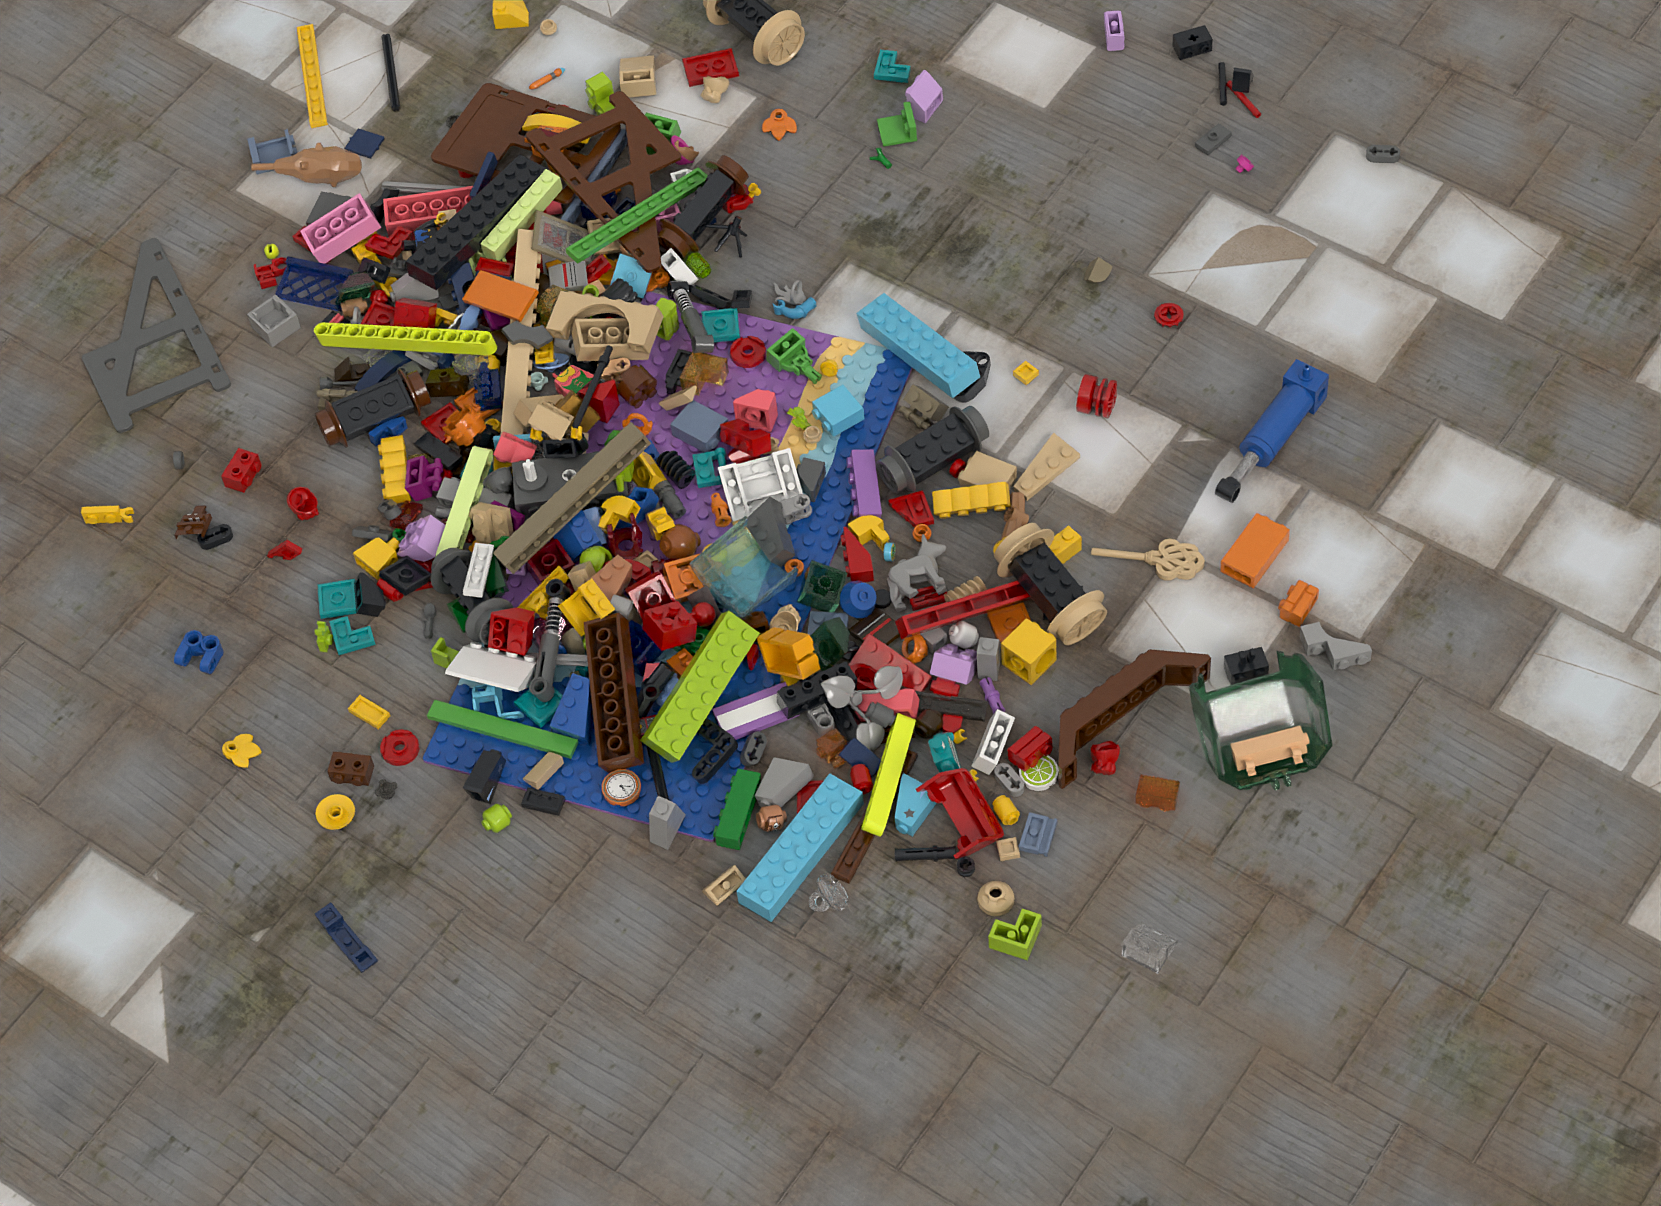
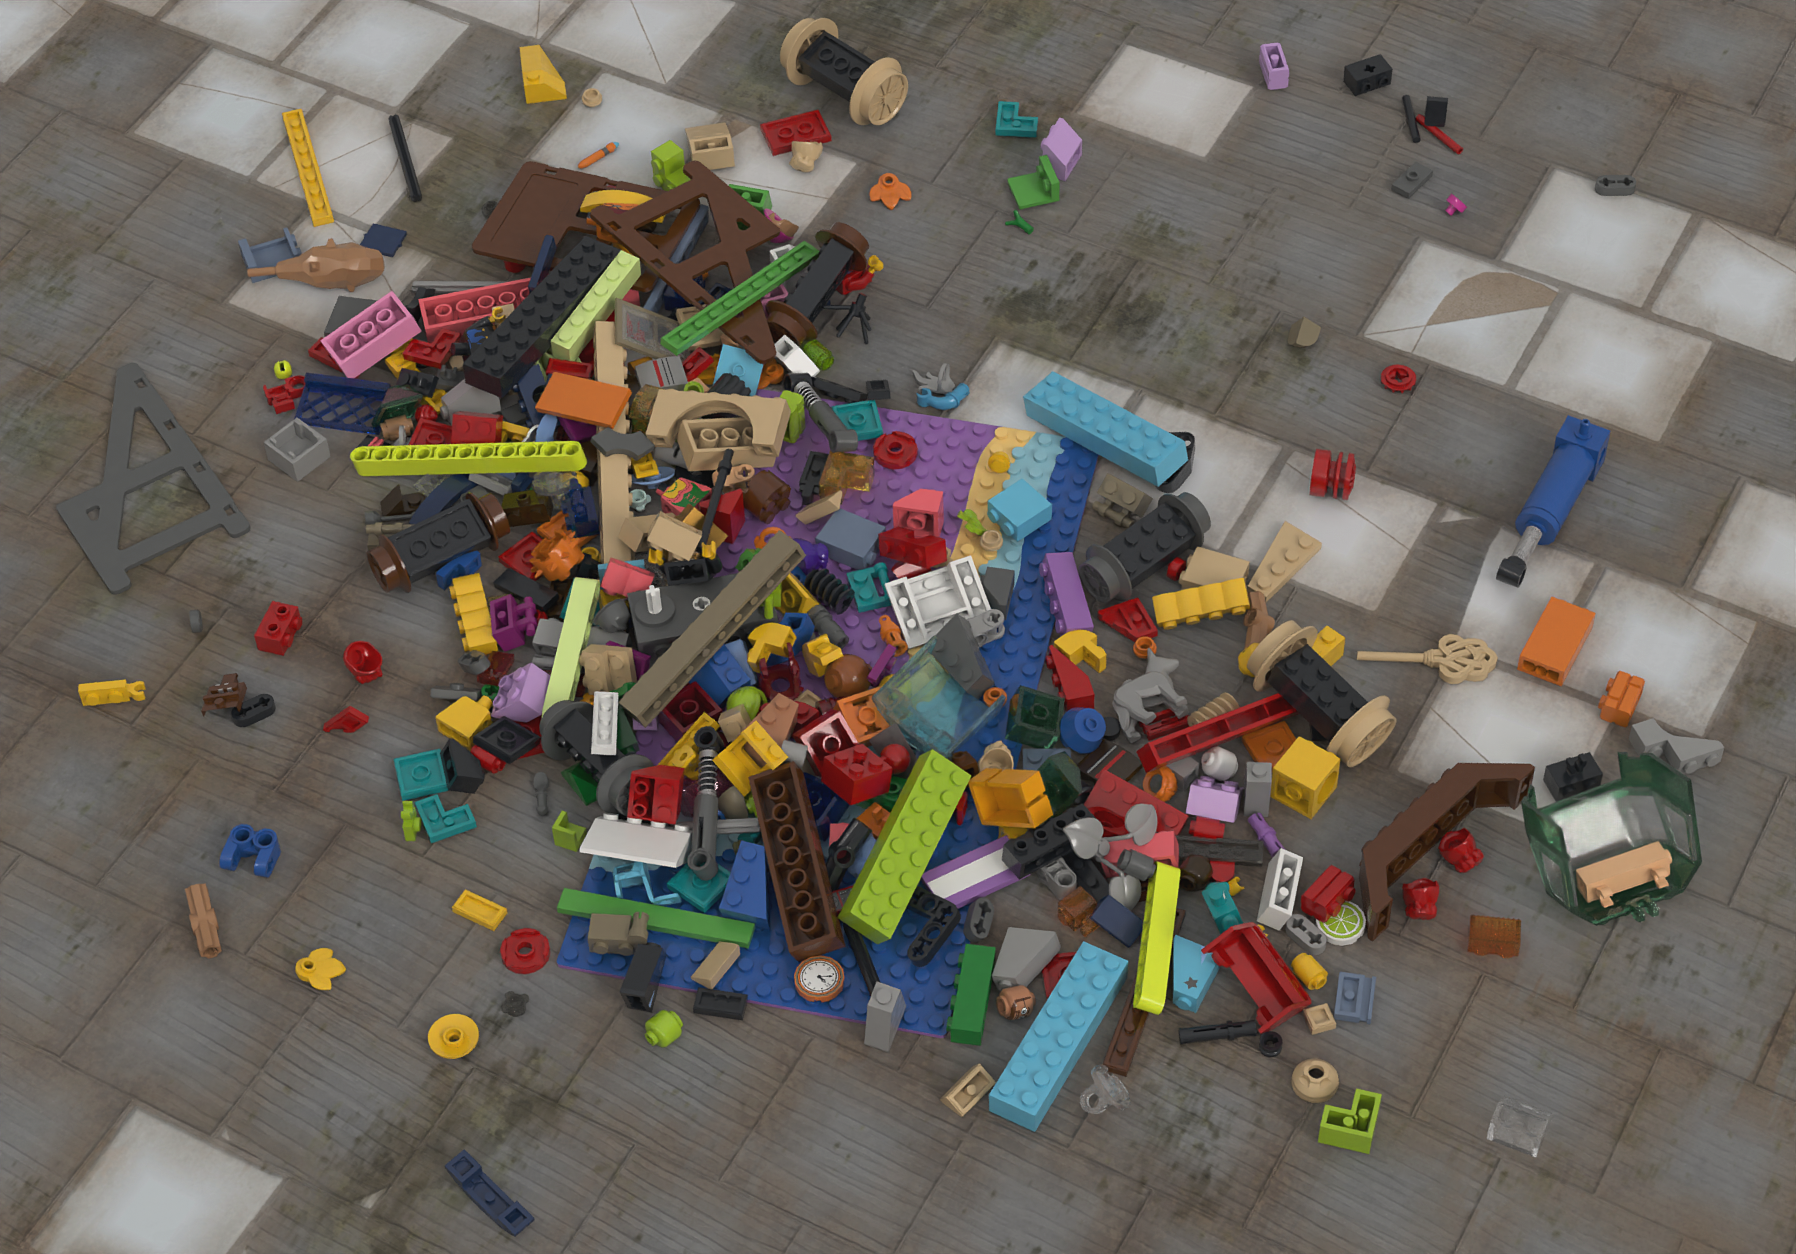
camera: 10 degrees left, 5 degrees down
(156, 705) = (203, 920): none -> medium nougat piece
(350, 768) = (466, 981): reddish brown brick -> none
(469, 739) = (617, 933): none -> dark tan hinge
(663, 438) = (815, 557): none -> dark purple hair
(706, 536) = (883, 666): none -> magenta wing
(792, 356) = (952, 451): bright green brick -> none
(861, 778) = (1123, 944): red brick -> none
(889, 551) = (1109, 672): medium azure tile -> none
(1025, 372) = (1238, 454): yellow plate -> none
(1143, 720) = (1460, 850): none -> red hair

